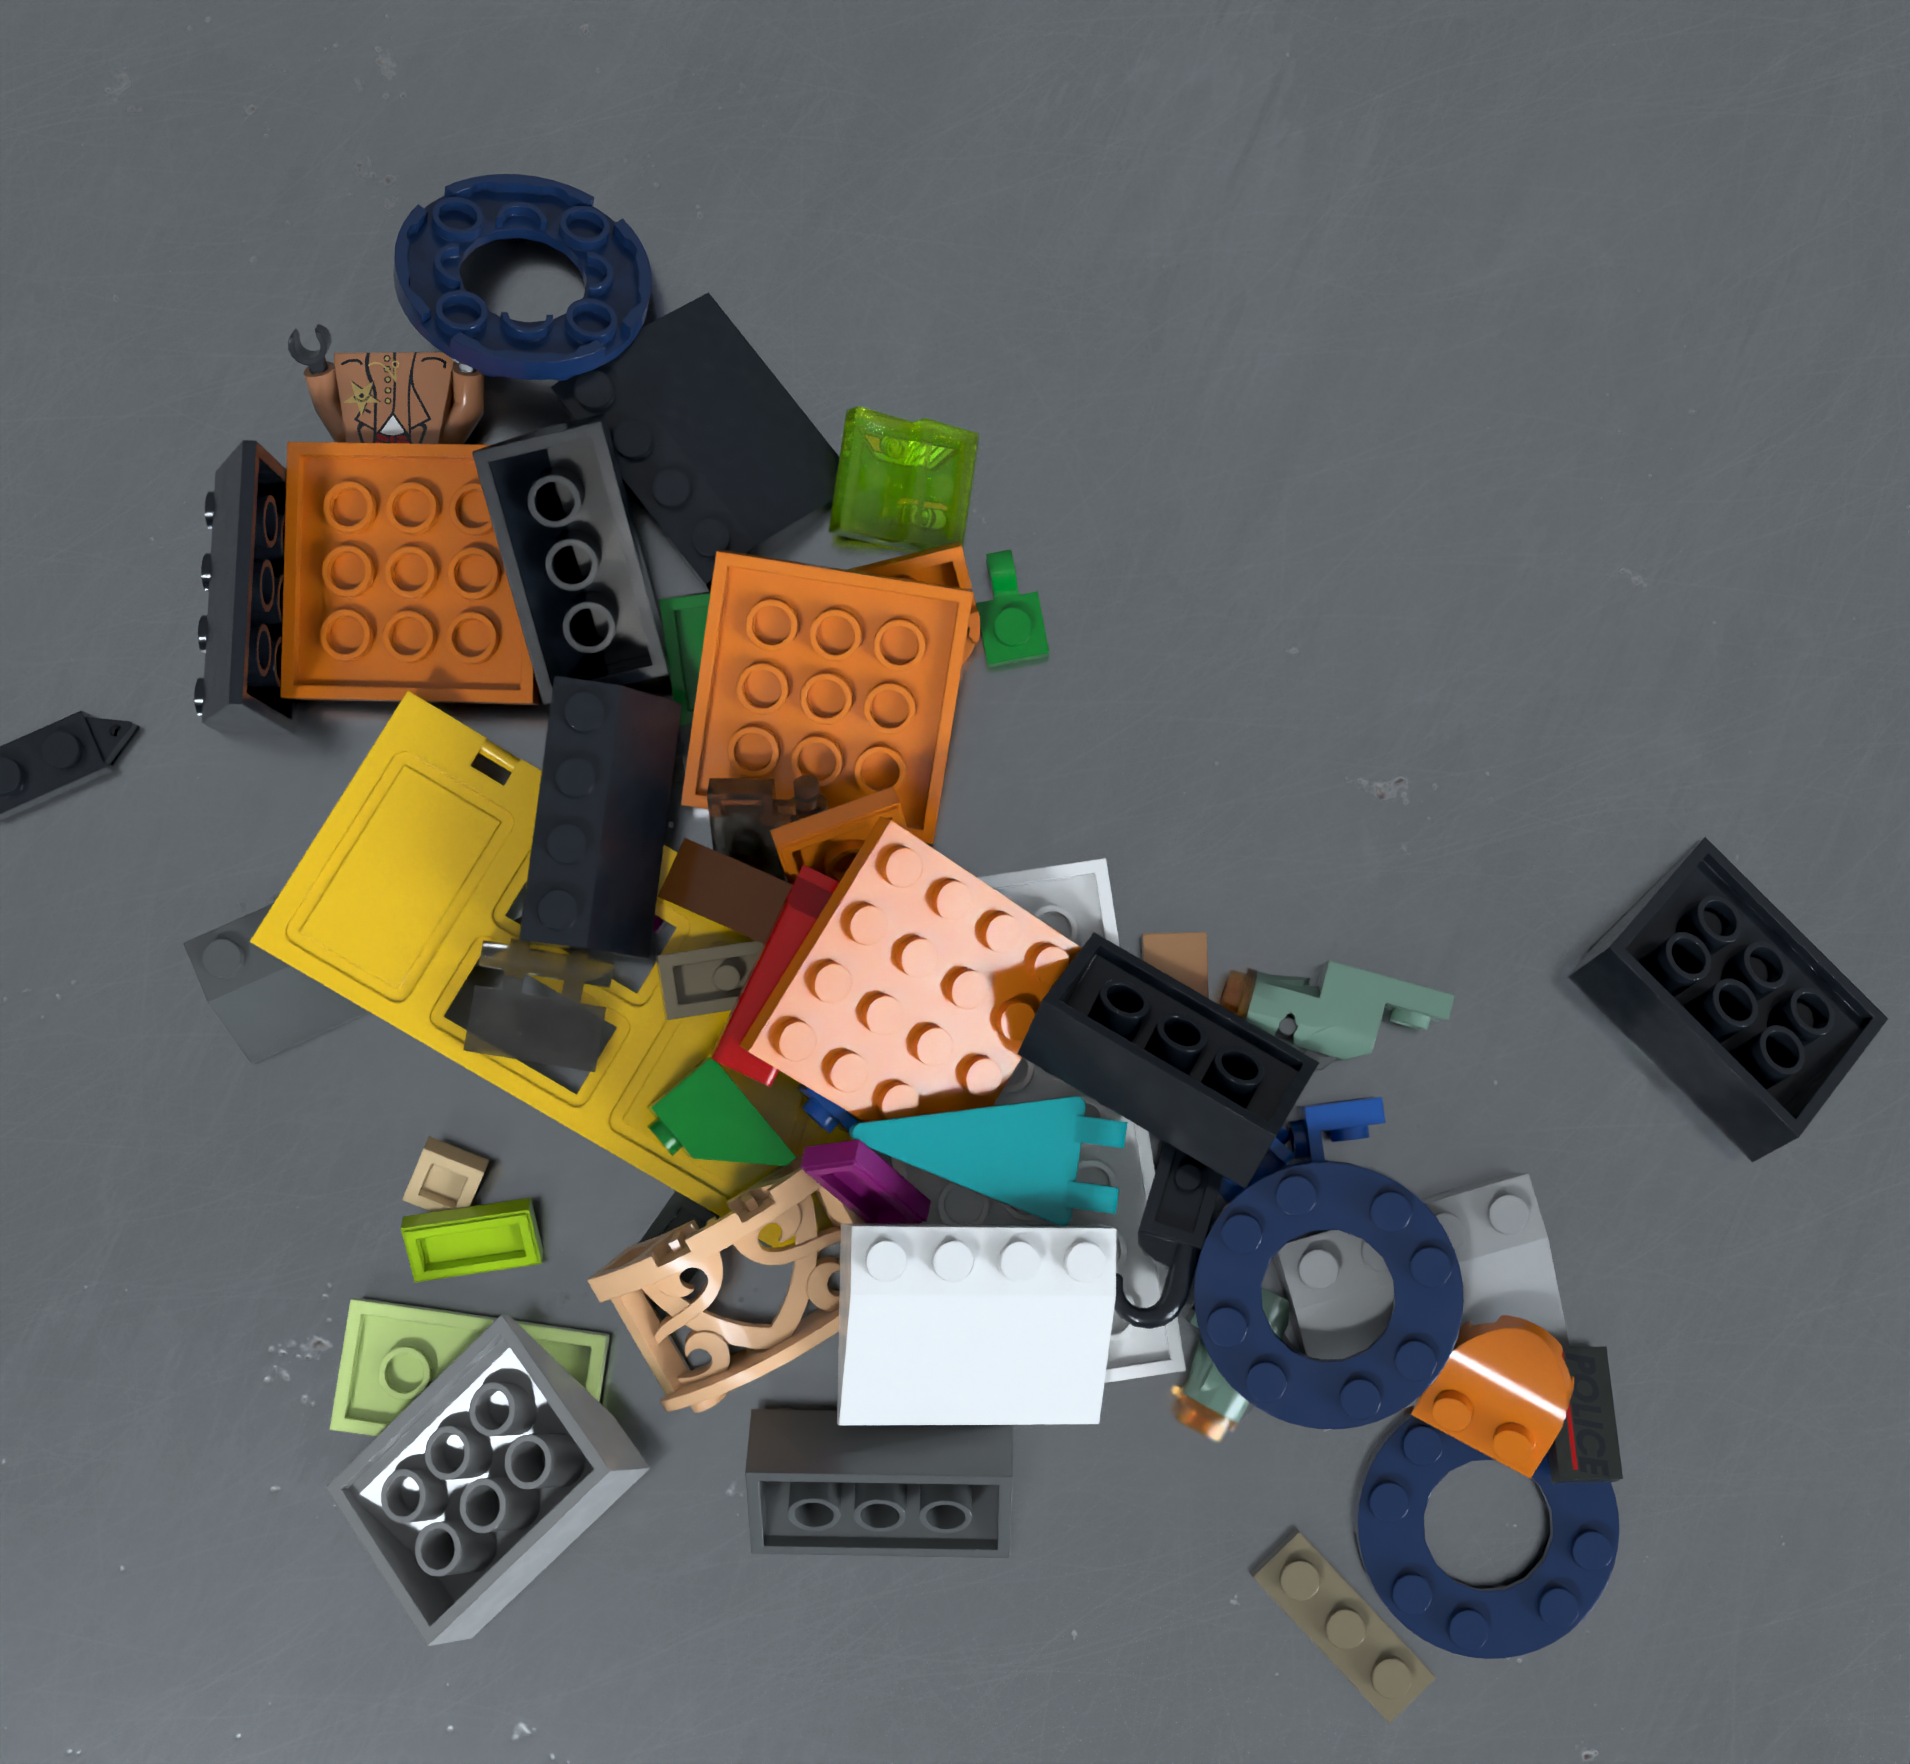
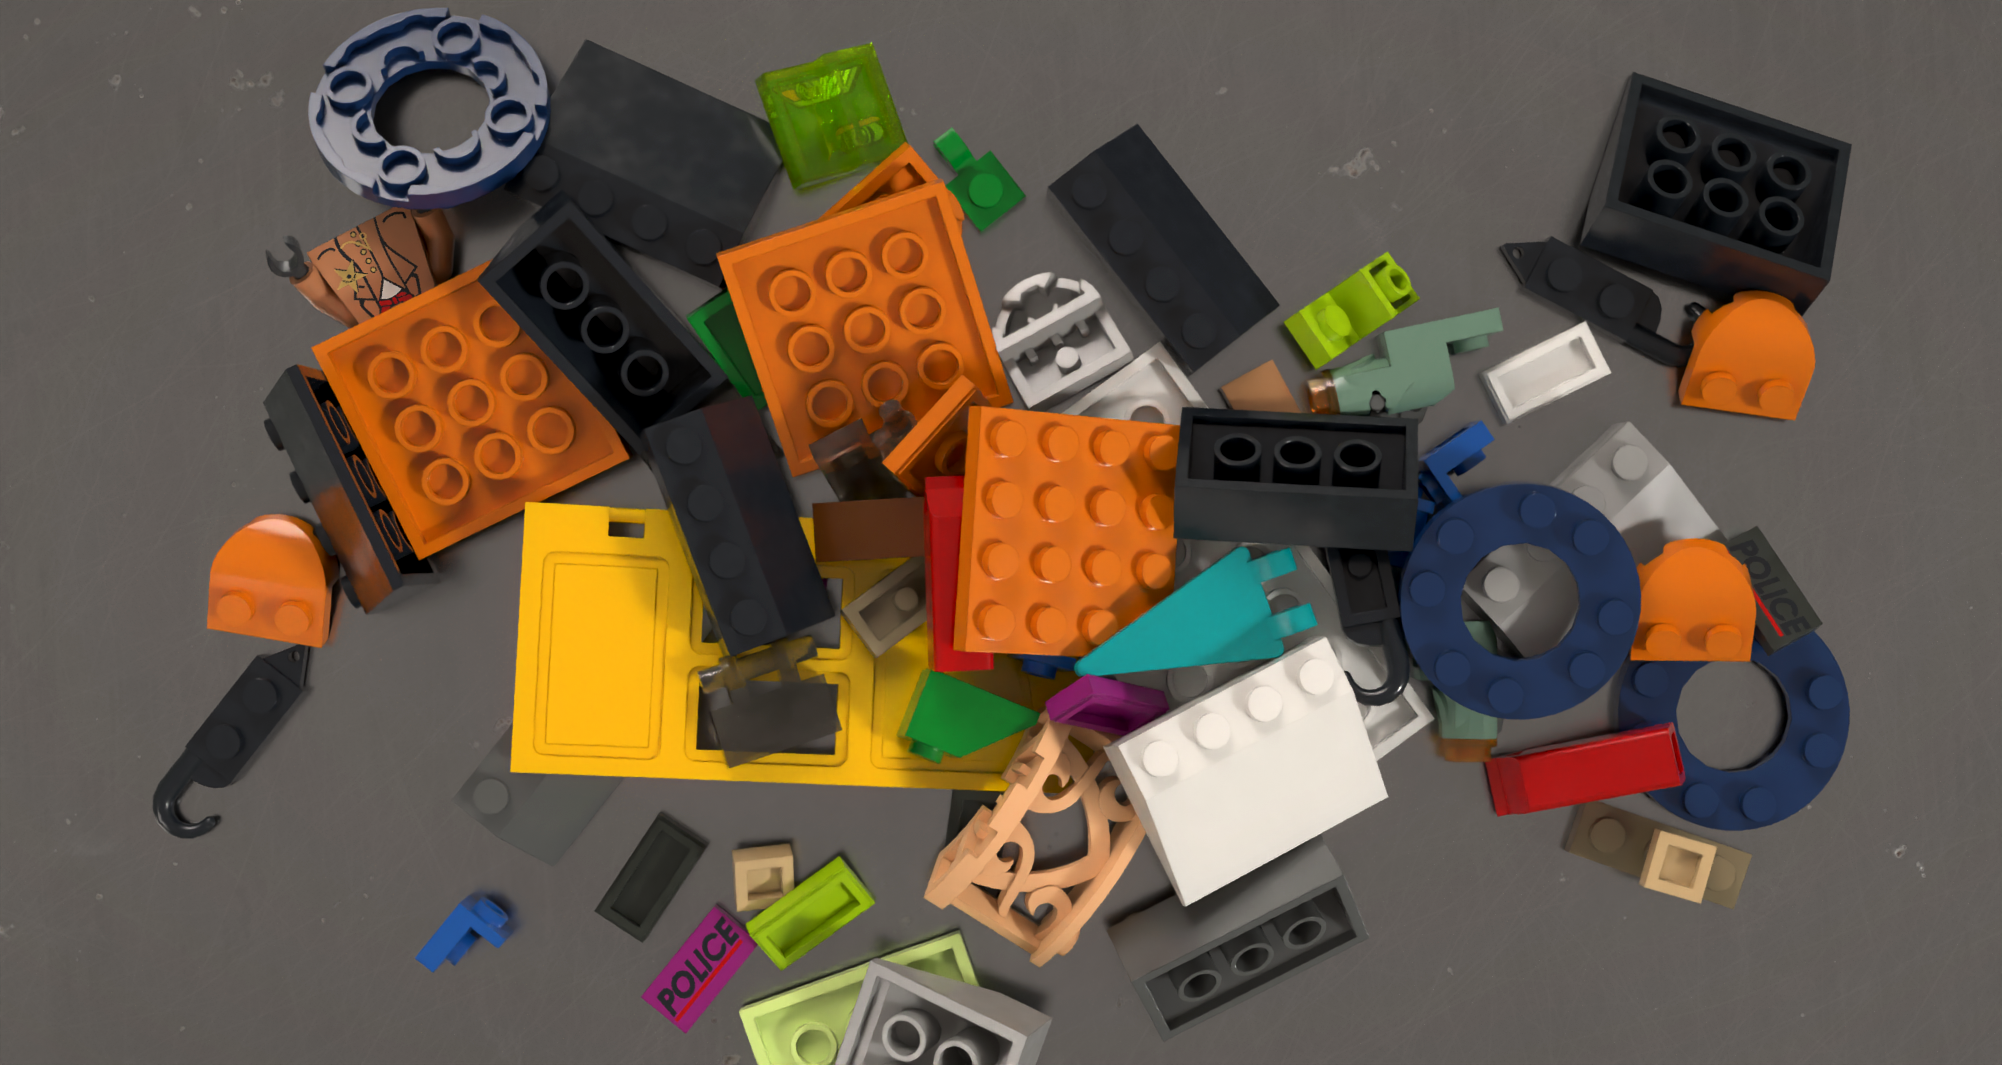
camera: 30 degrees left, 5 degrees up
(117, 1081) = (453, 936): none -> blue bracket
(134, 649) = (273, 582): none -> orange slope
(337, 1238) = (700, 969): none -> magenta tile
(339, 1123) = (651, 877): none -> pearl dark grey tile
(1006, 805) = (1056, 339): none -> light grey slope
(1154, 770) = (1161, 248): none -> black slope
(1310, 925) = (1352, 310): none -> lime slope
(1311, 1502) = (1586, 770): none -> red piece
(1354, 1647) = (1677, 865): none -> tan plate
(1470, 1086) = (1544, 373): none -> white tile
(1565, 1044) = (1596, 295): none -> black plate
(1682, 1175) = (1750, 358): none -> orange slope

